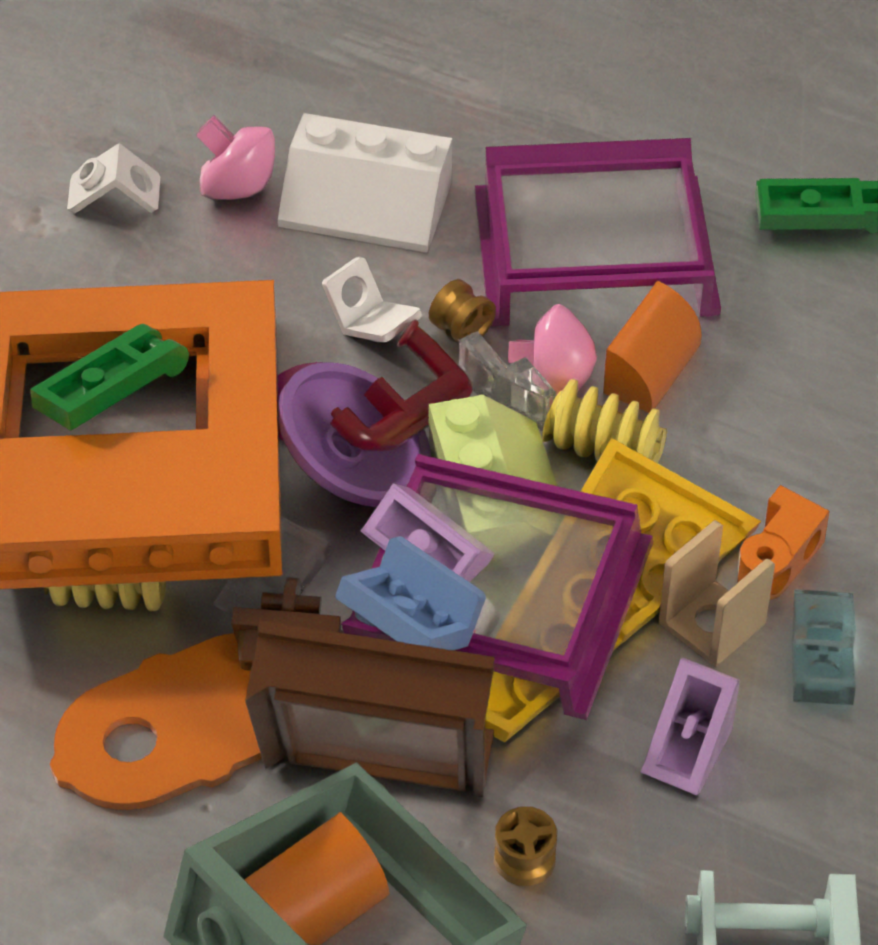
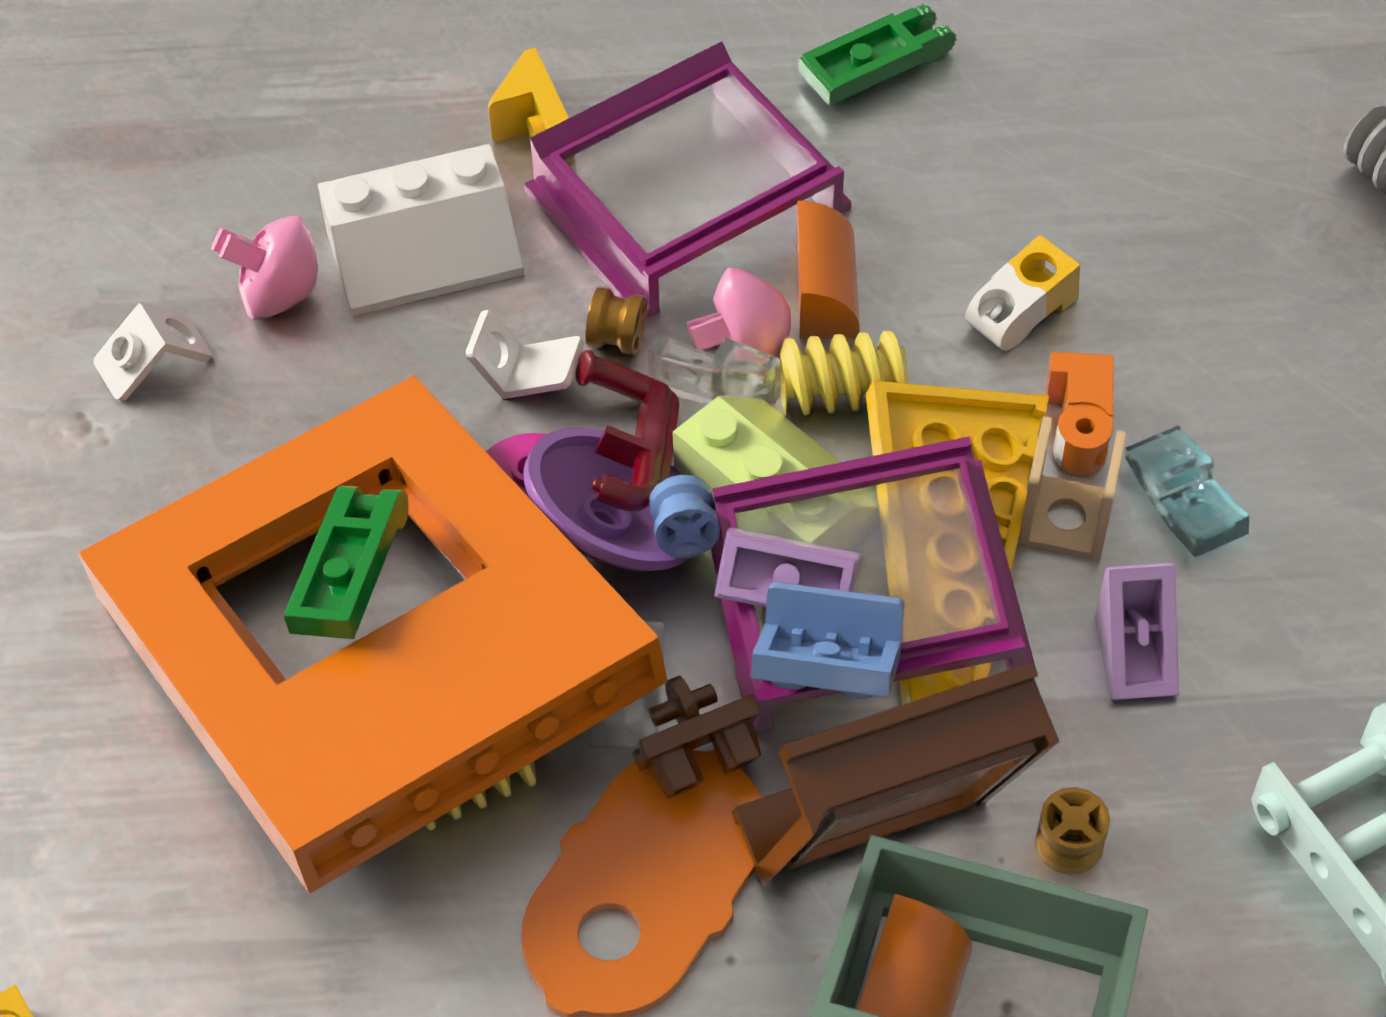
camera: 30 degrees left, 5 degrees up
(385, 462) = (684, 516): none -> medium blue wheel
(513, 119) = (525, 100): none -> yellow slope
(800, 436) = (1024, 294): none -> leg

